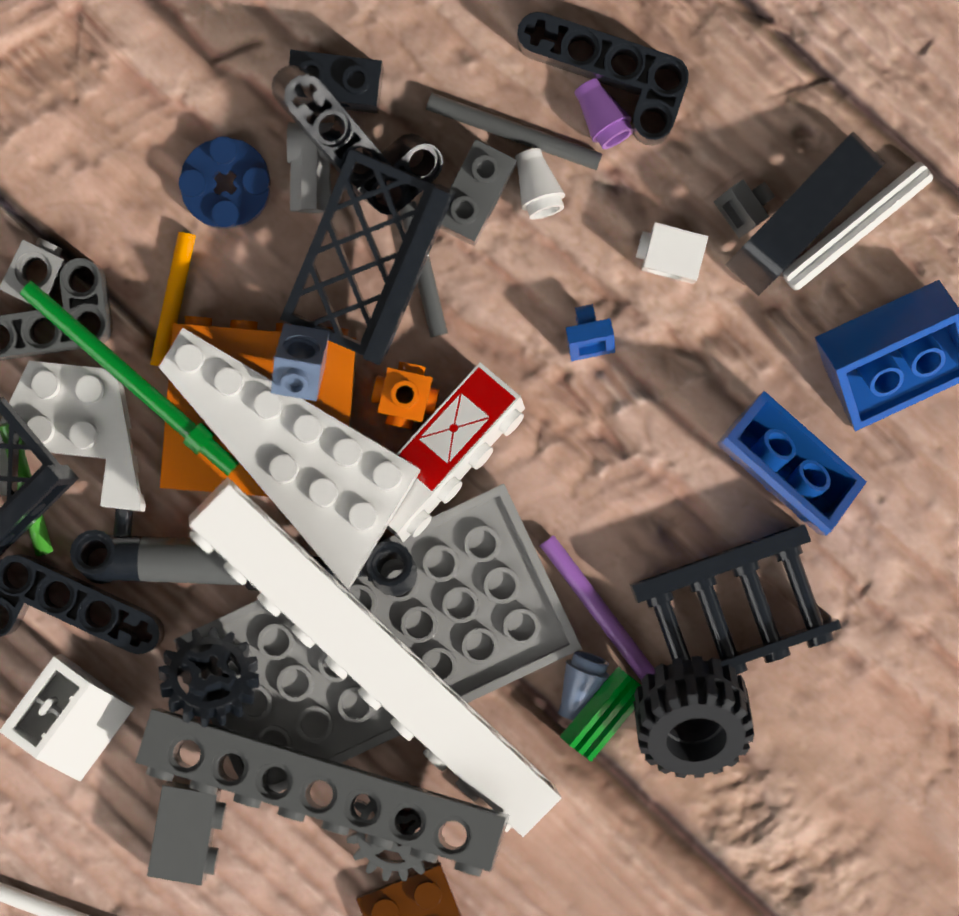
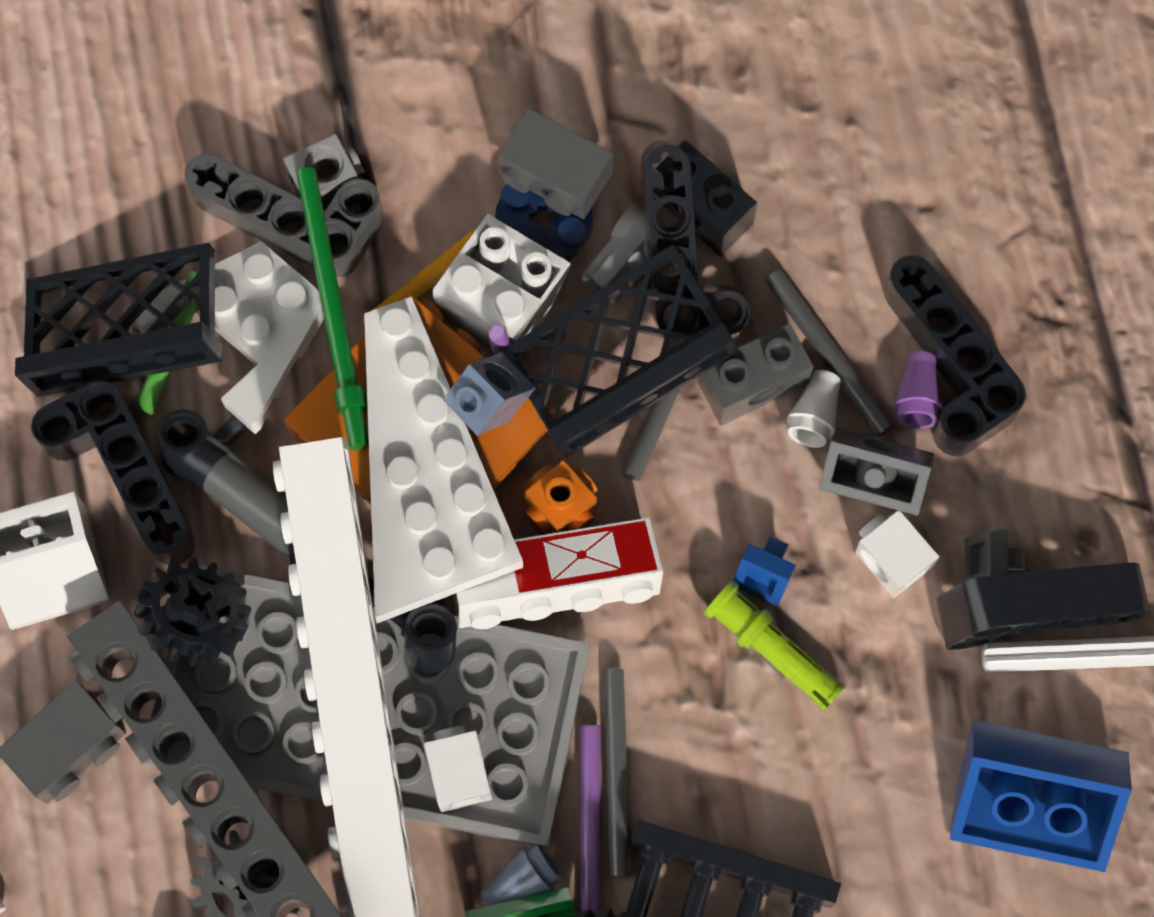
camera: 35 degrees right, 15 degrees down
(208, 142) = (555, 164): none -> dark grey brick
(237, 264) = (500, 281): none -> white slope
(272, 312) = (498, 338): none -> medium lavender piece
(481, 645) = (457, 769): none -> white brick
(589, 558) = (616, 773): none -> dark grey bar
(615, 384) = (755, 629): none -> lime pin
(617, 203) = (876, 471): none -> dark grey brick
(792, 463) = (868, 816): blue slope -> none

